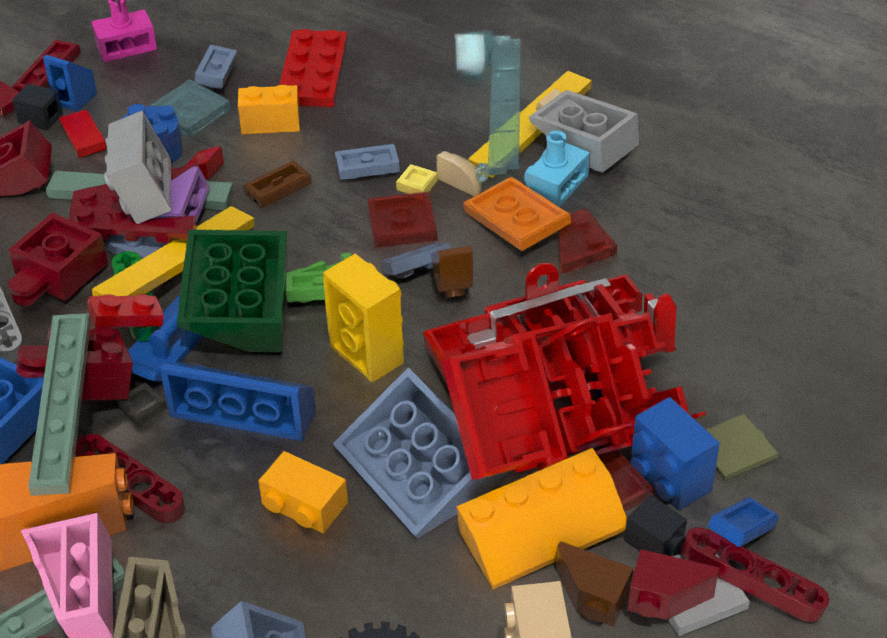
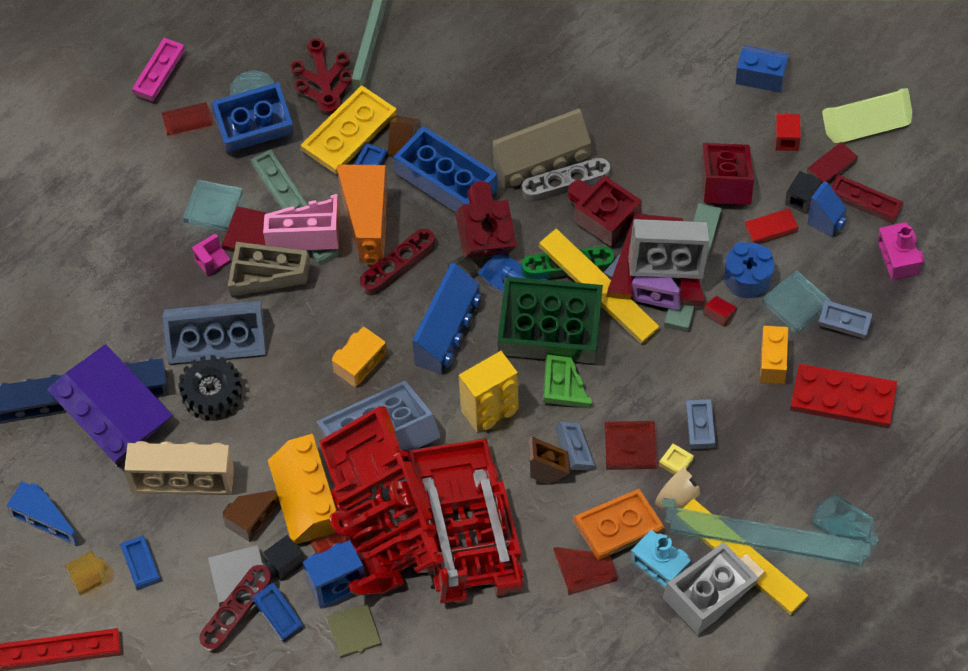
camera: 100 degrees right, 15 degrees up
(60, 405) = (425, 204): sand green tile -> none
(125, 311) = (528, 248): red plate -> none
(277, 184) = (697, 377): reddish brown tile -> none
(669, 585) = (231, 546): dark red slope -> none

